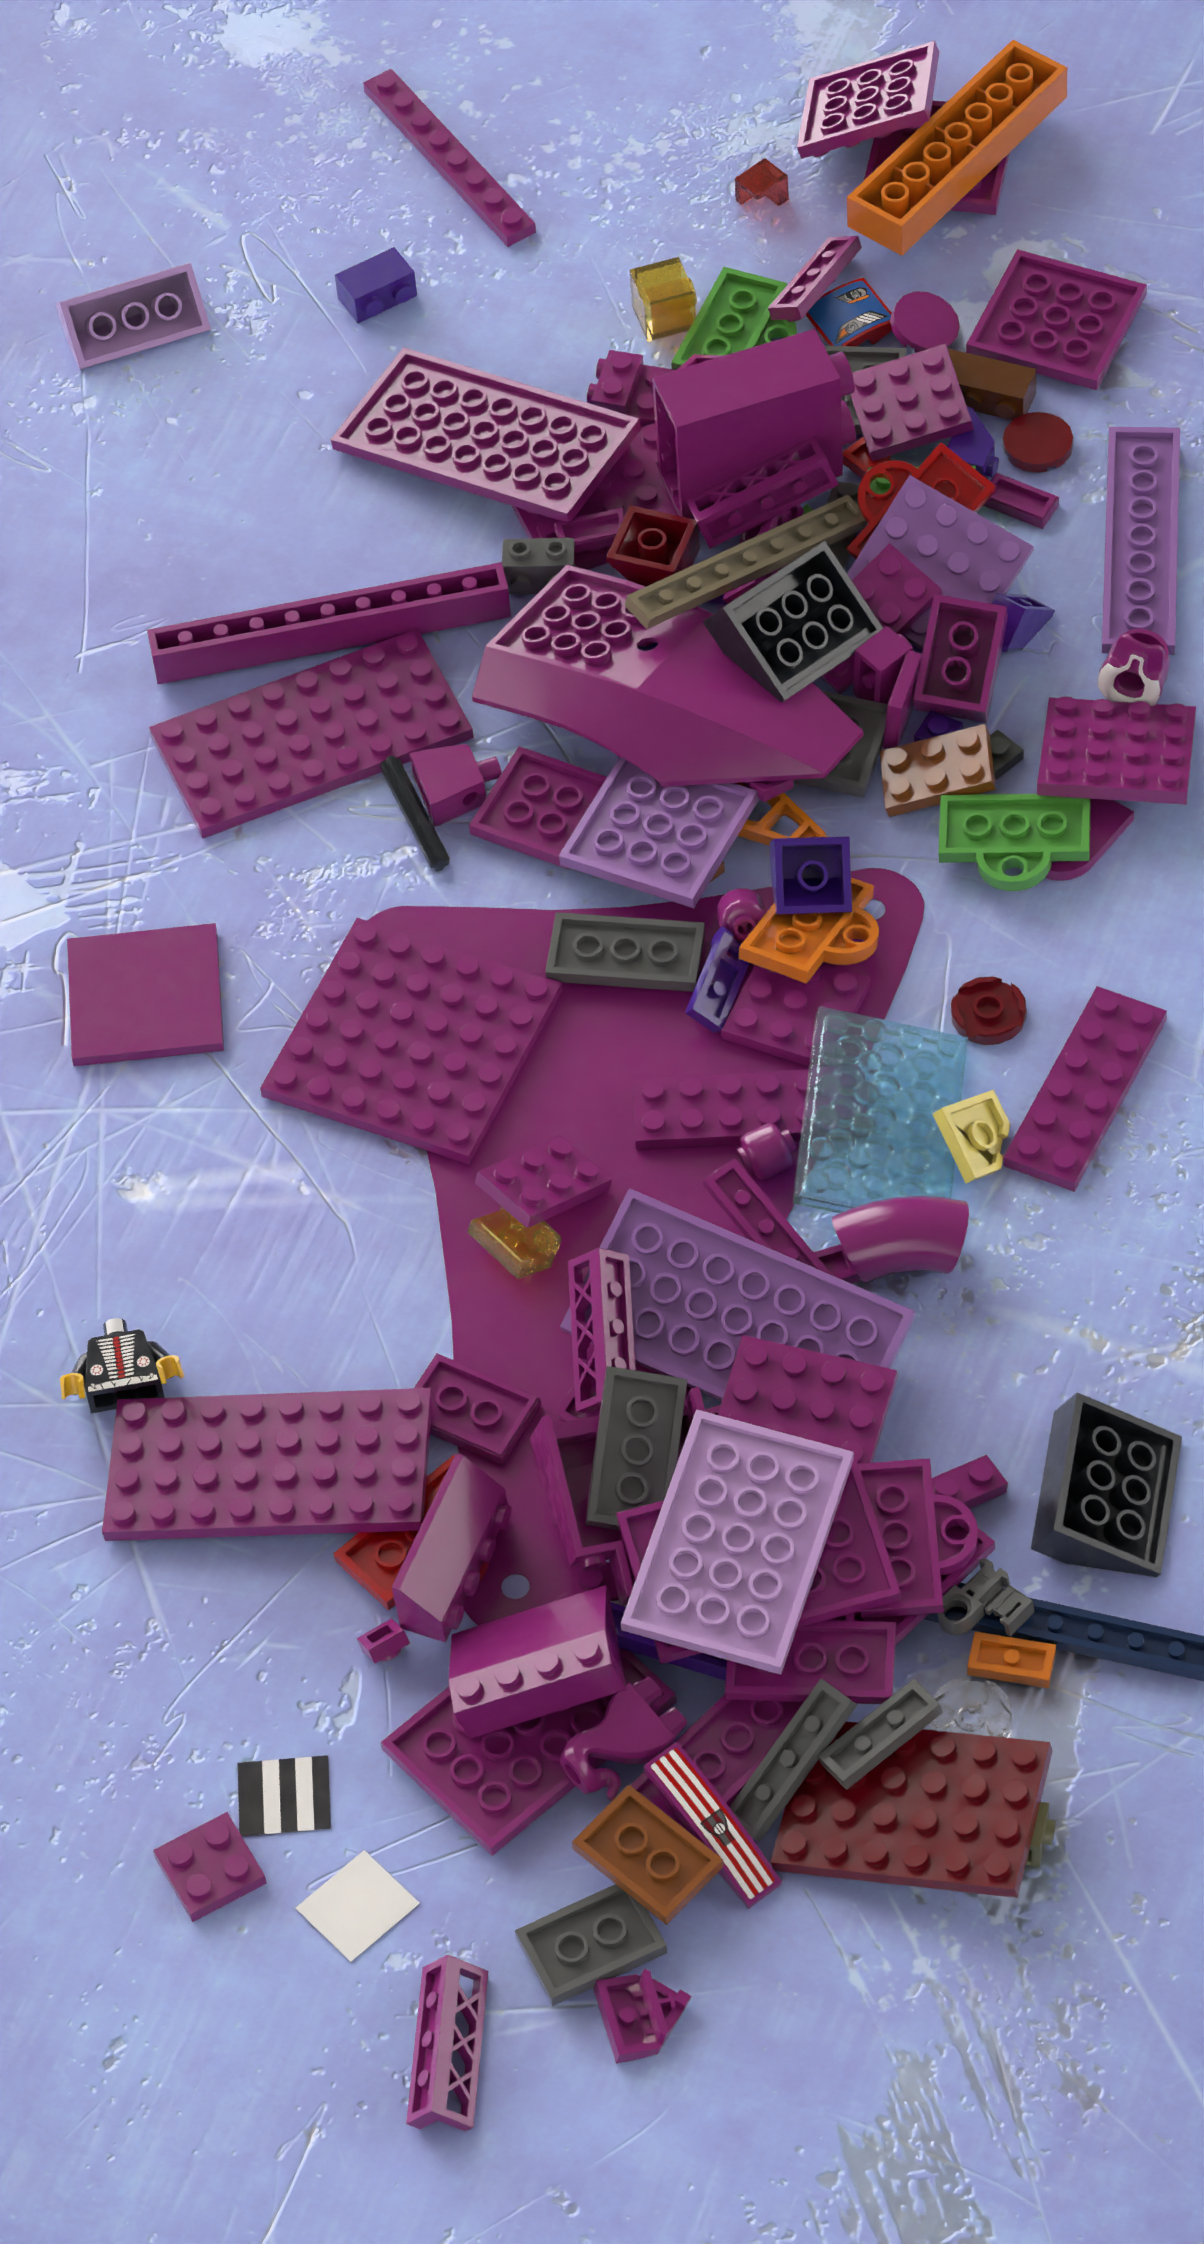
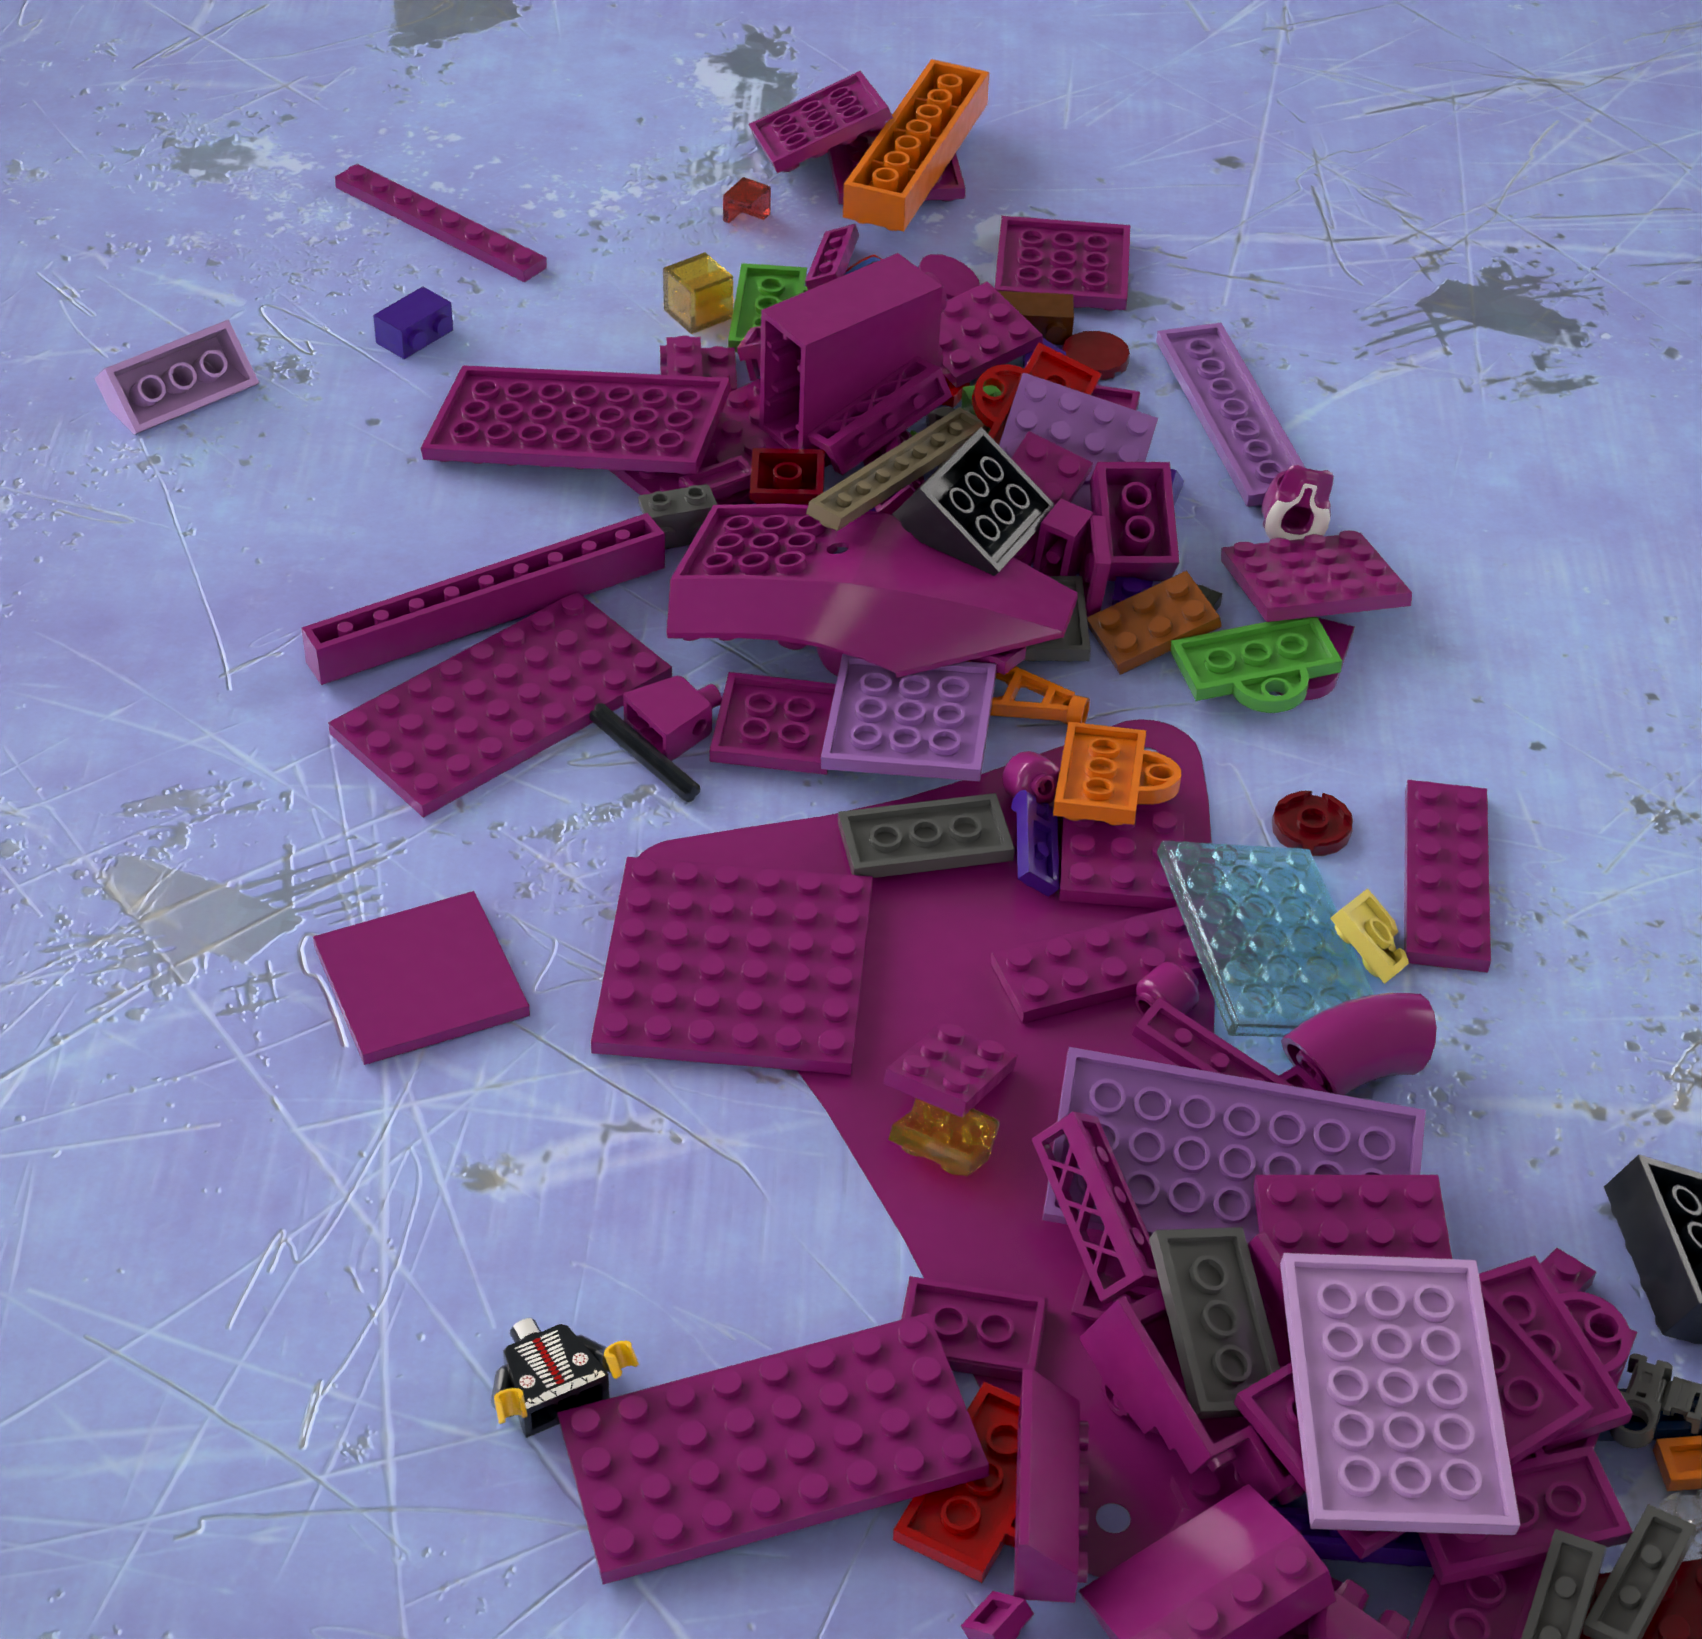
camera: 25 degrees left, 10 degrees down
(811, 875) = (1090, 723): dark purple slope -> none

